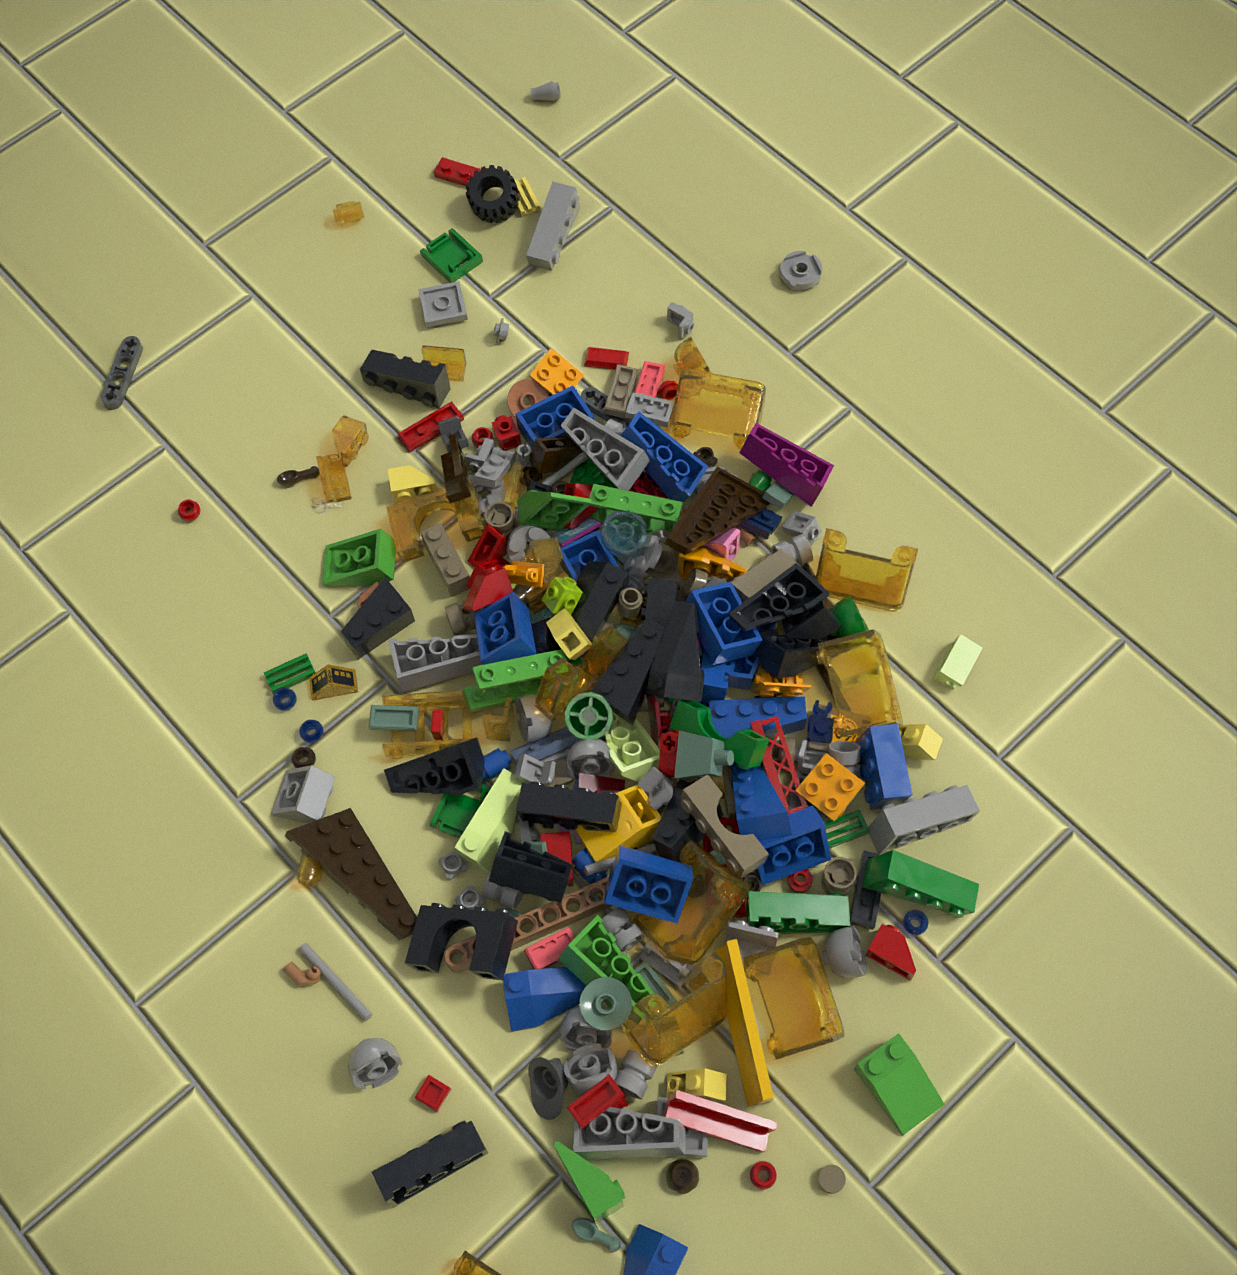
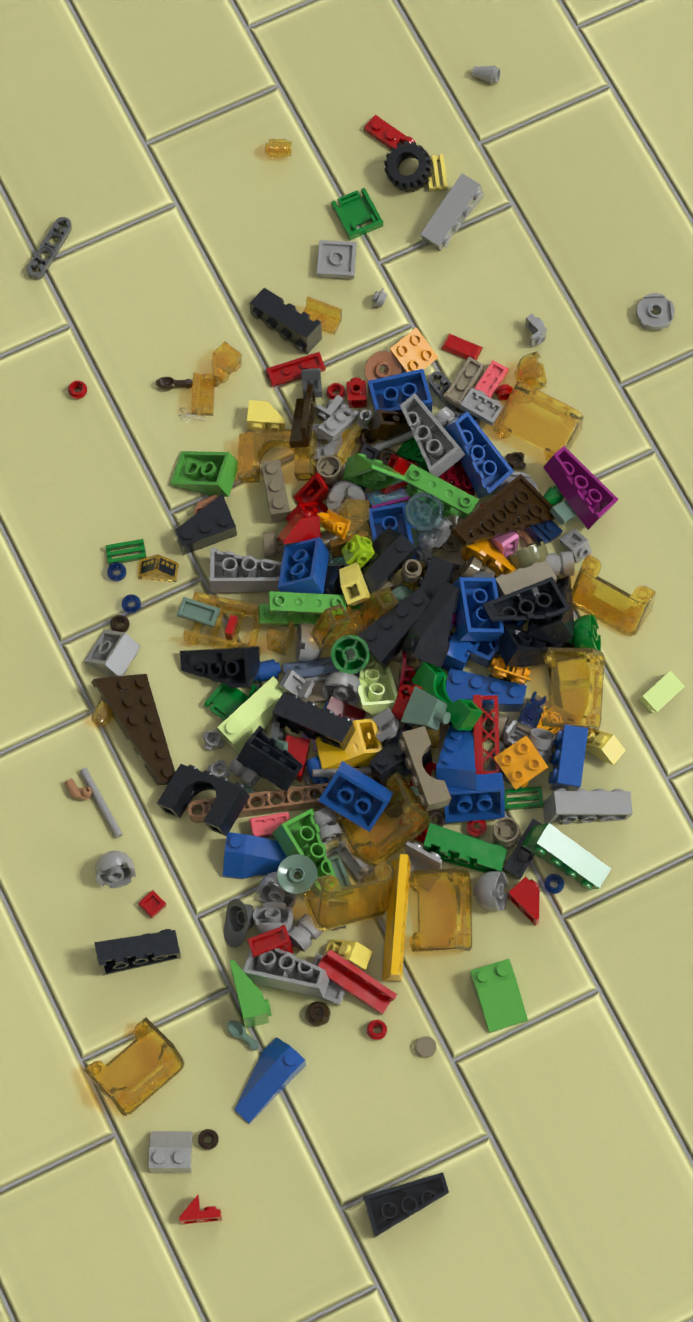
camera: 15 degrees right, 5 degrees up
(756, 551) = (529, 555): none -> olive cylinder

